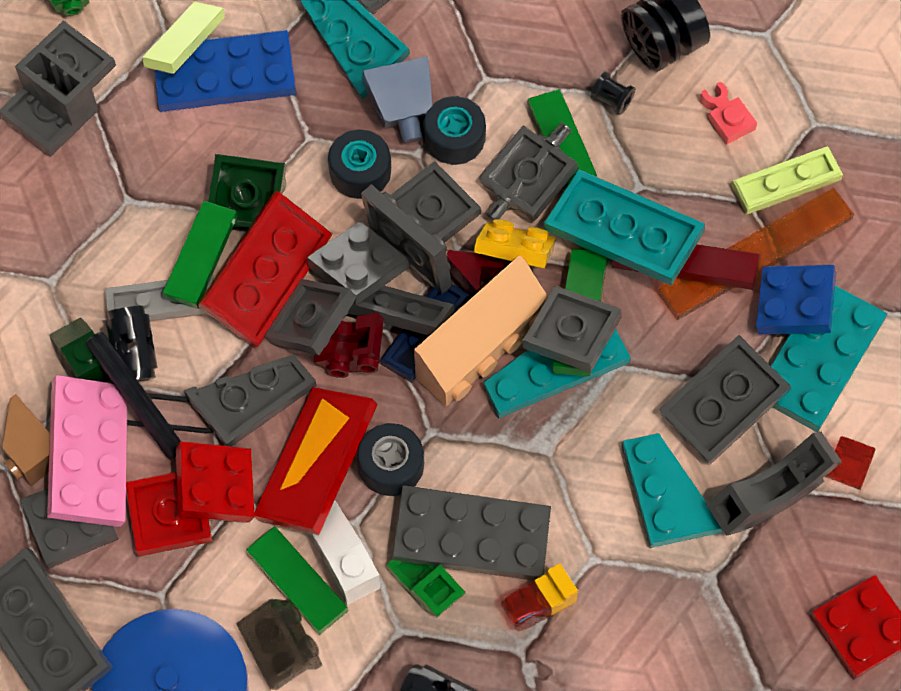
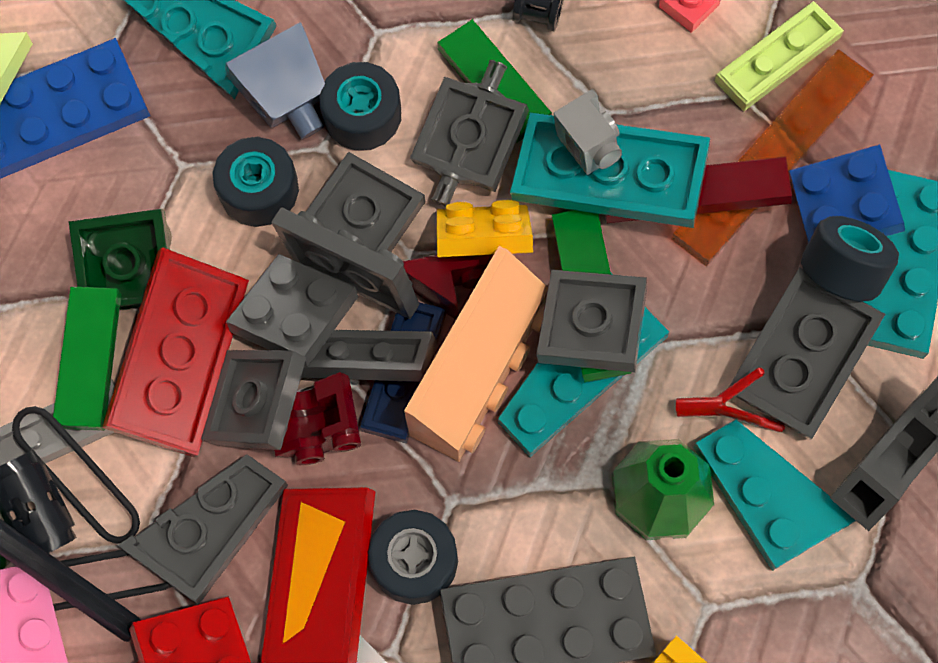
camera: 15 degrees left, 5 degrees up
(179, 323) = (89, 462): none -> black piece
(588, 466) = (662, 489): none -> green cone
(614, 194) = (588, 133): none -> light grey brick
(648, 420) = (717, 405): none -> red plant
(777, 338) = (849, 258): none -> black wheel

